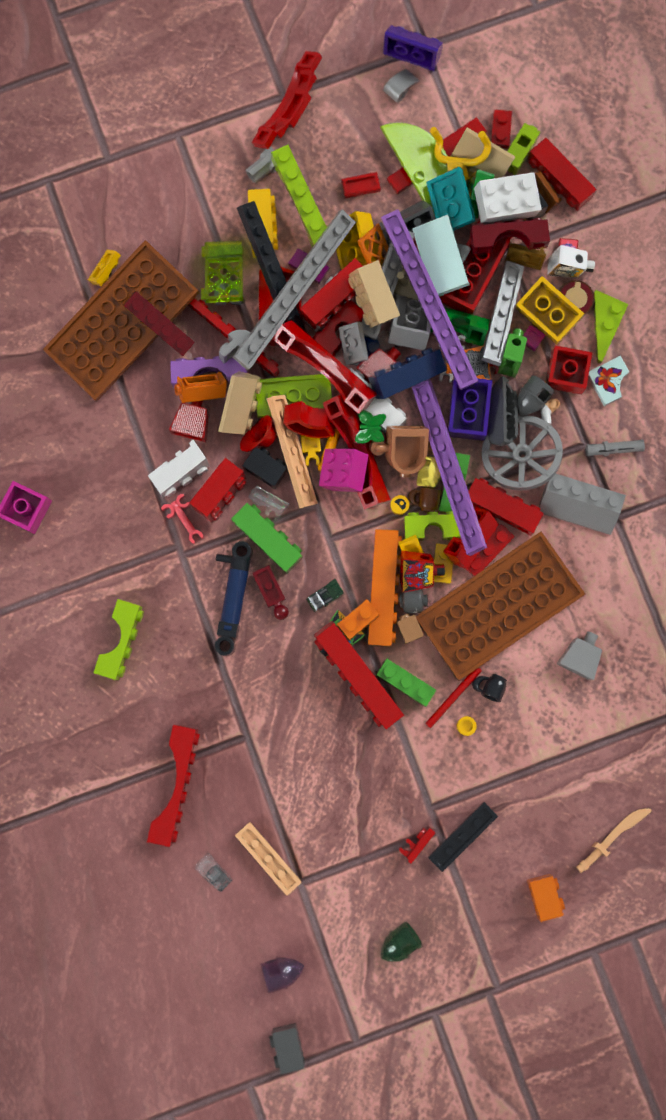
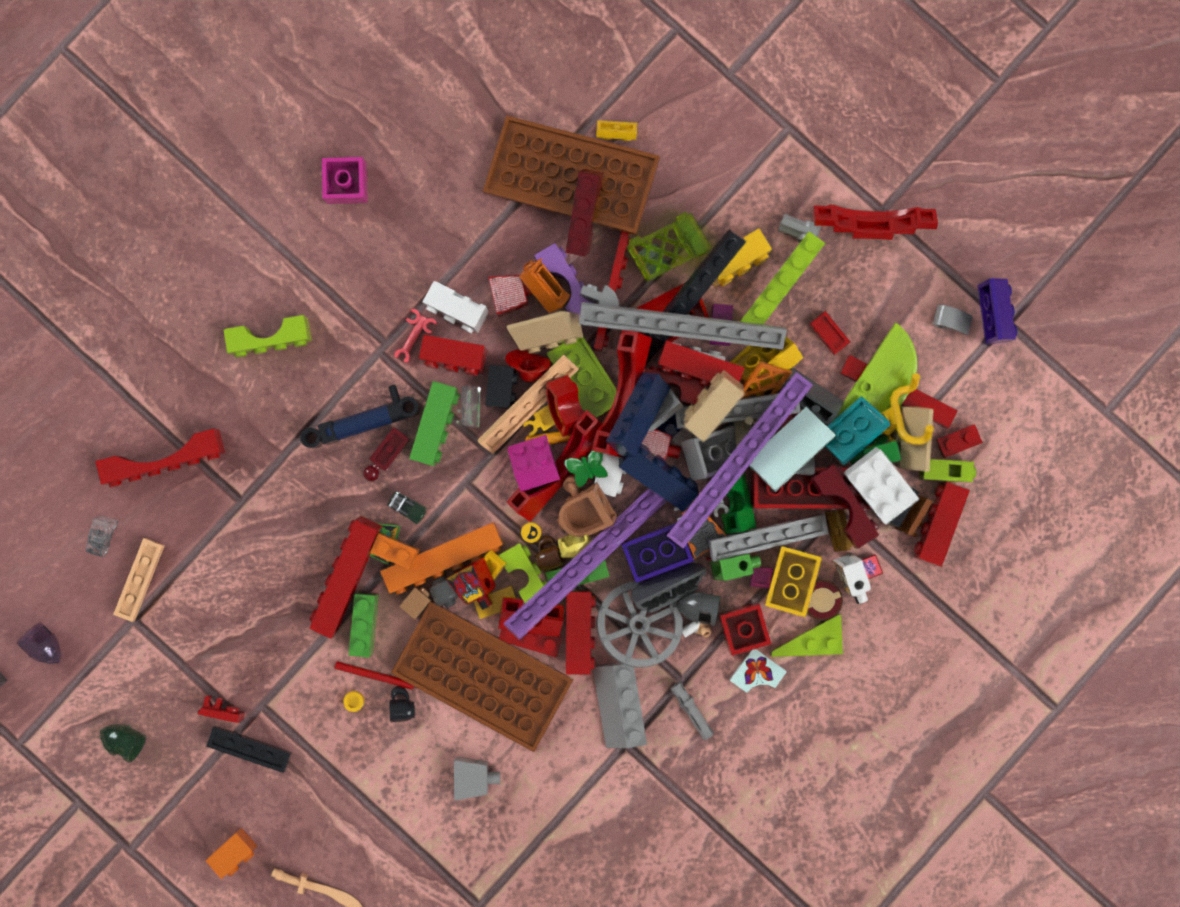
camera: 60 degrees right, 5 degrees up
(349, 360) = (638, 414): none -> dark blue brick

